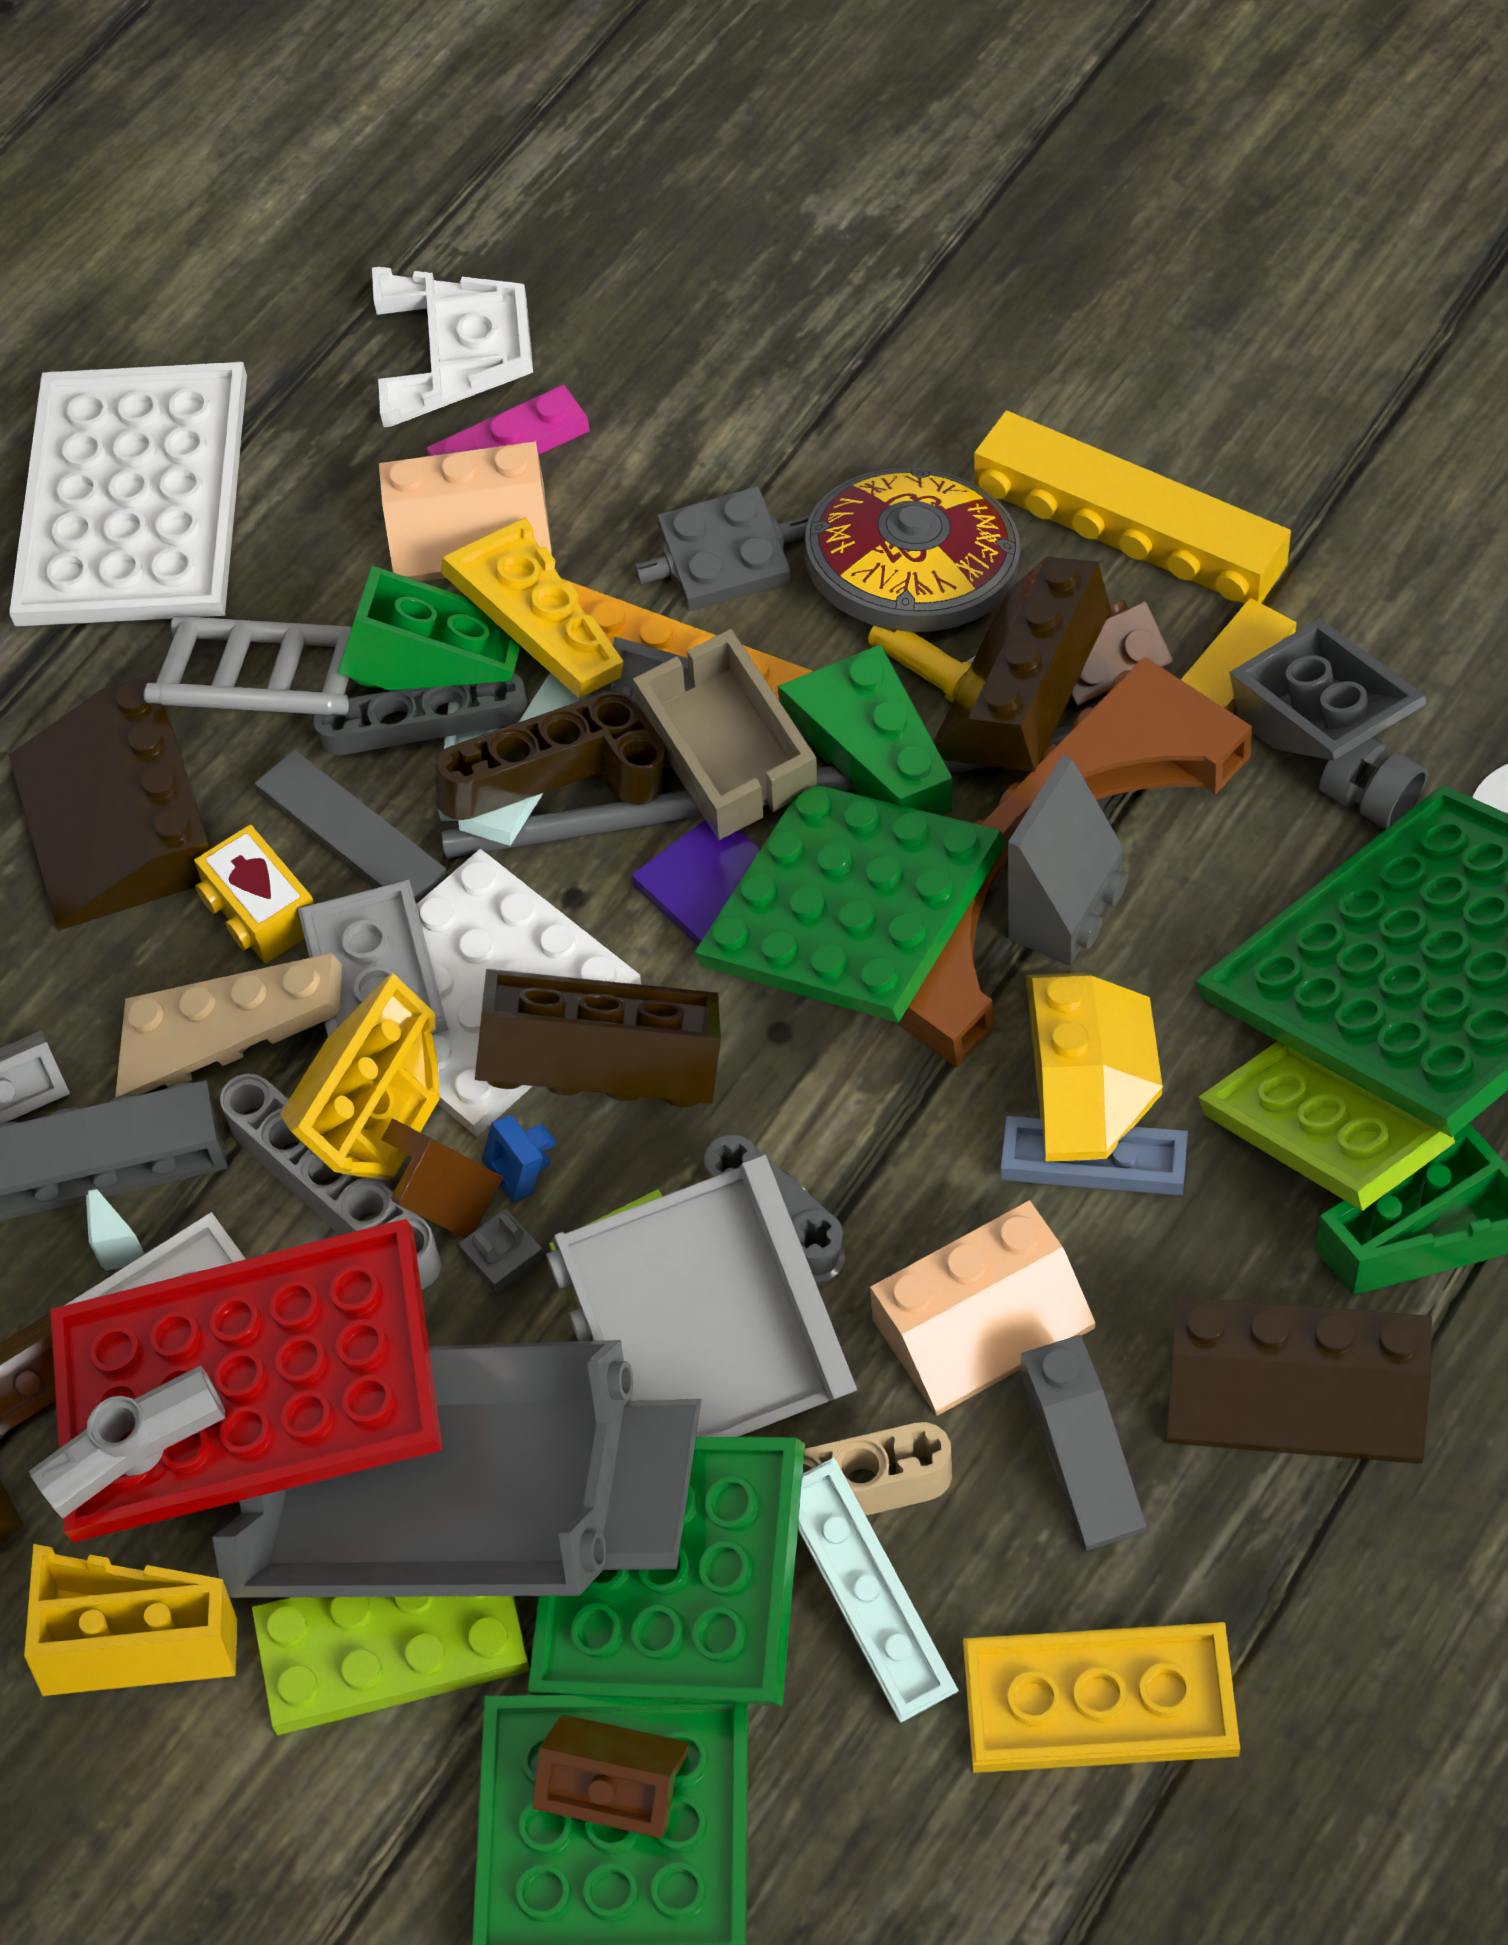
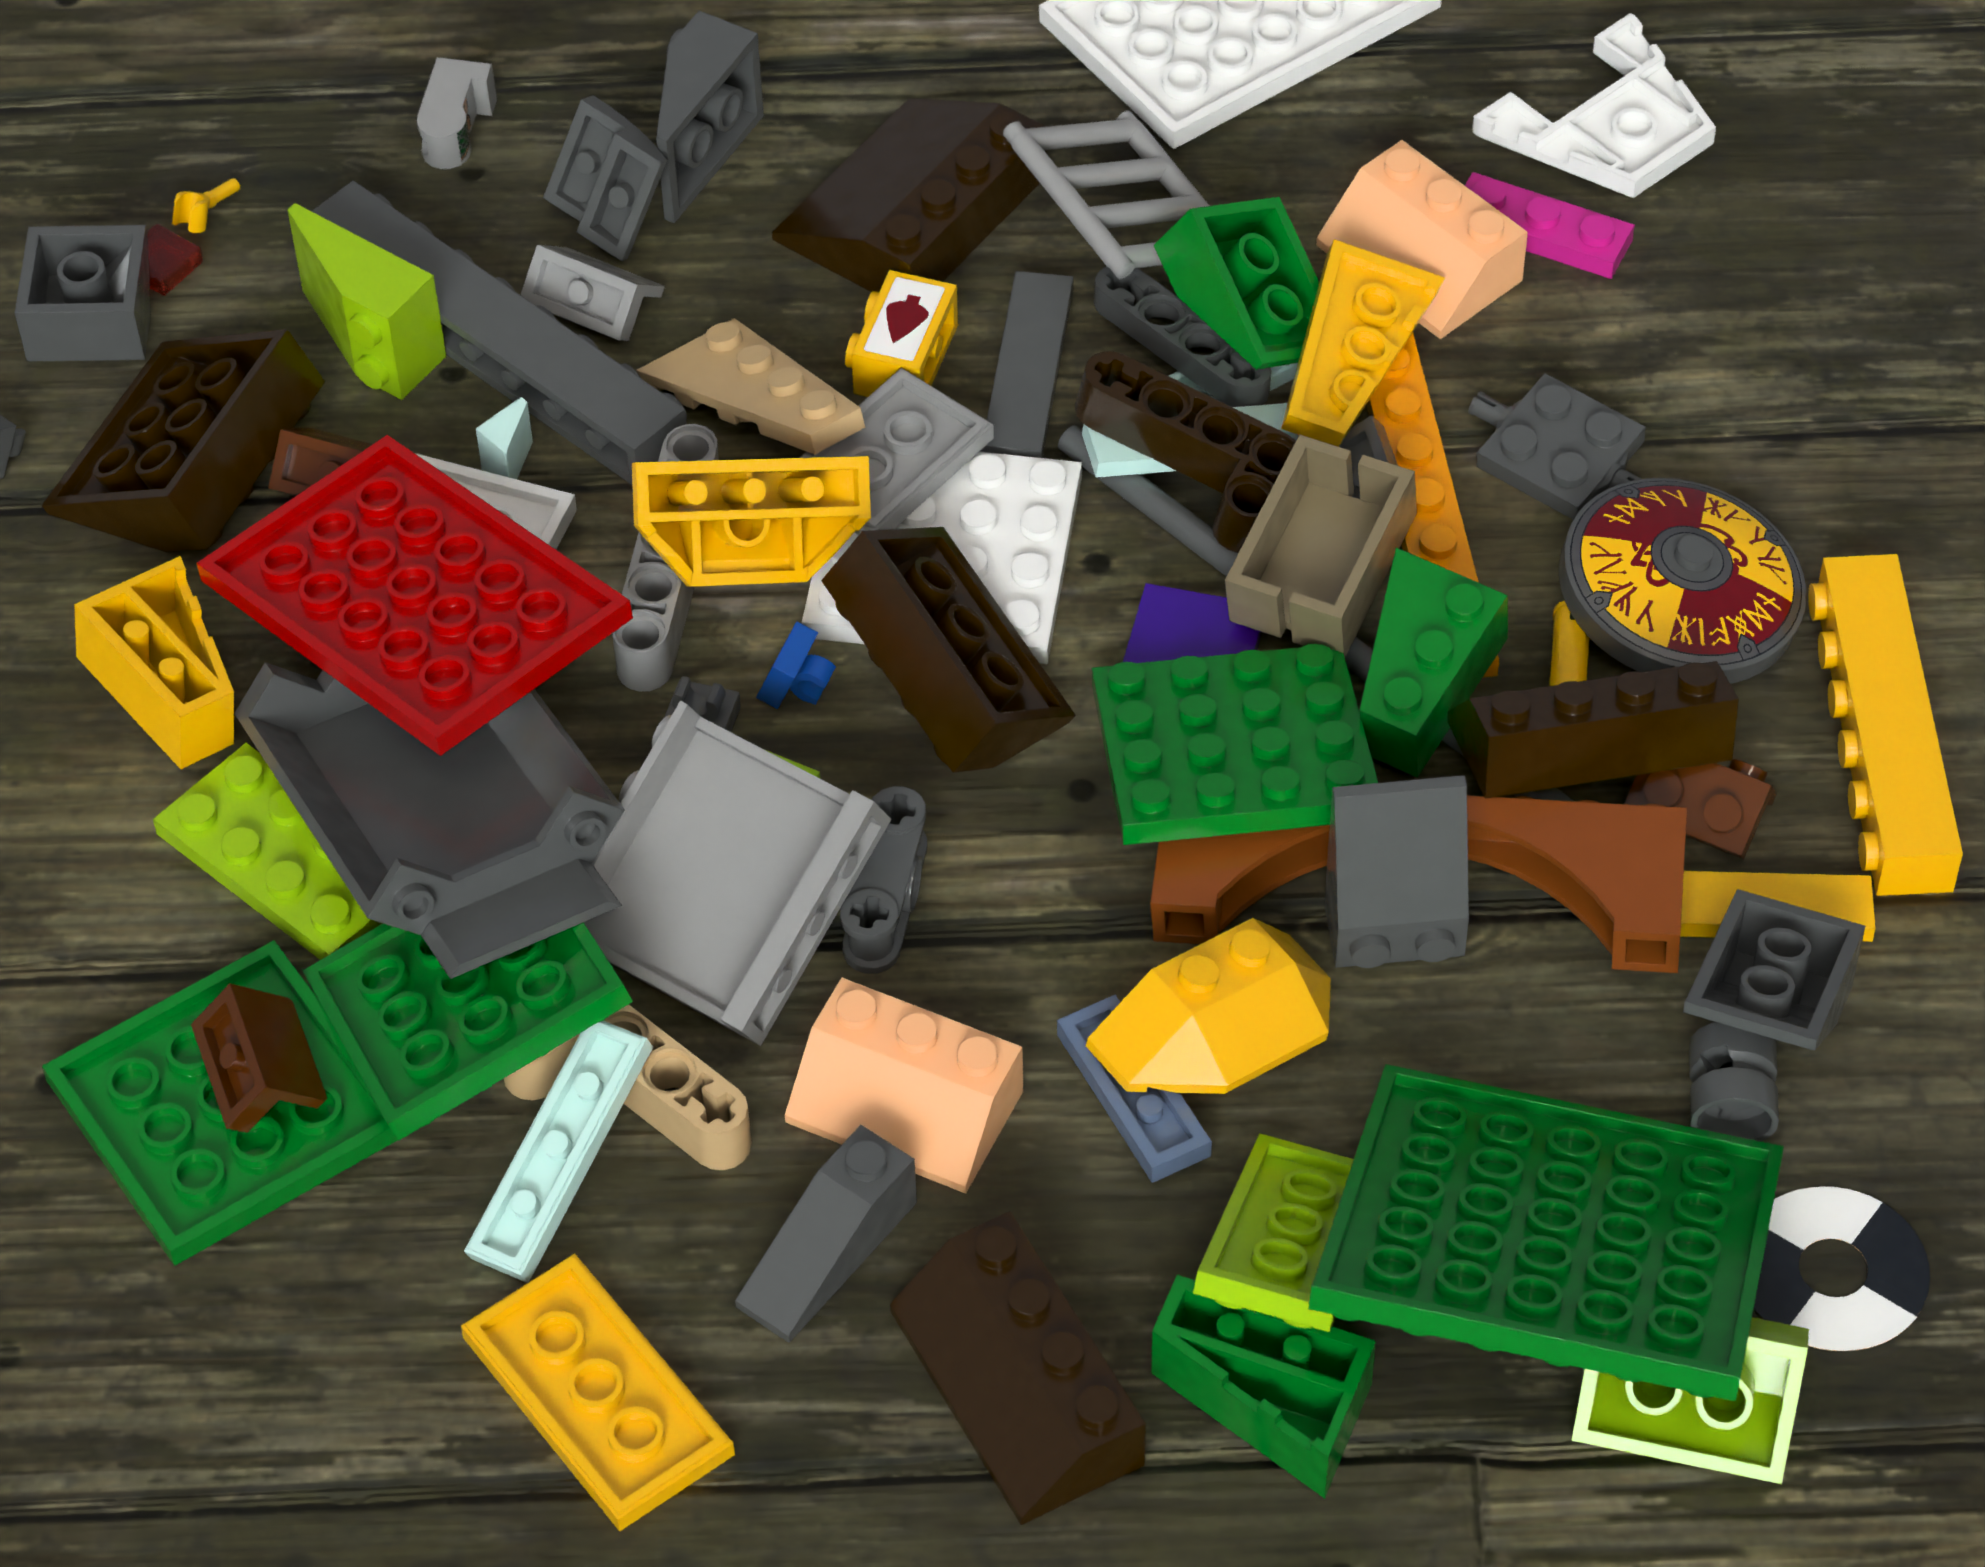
camera: 50 degrees right, 5 degrees down
(98, 1457) = (291, 541): light grey piece -> none
(441, 1181) = (714, 619): reddish brown panel -> none

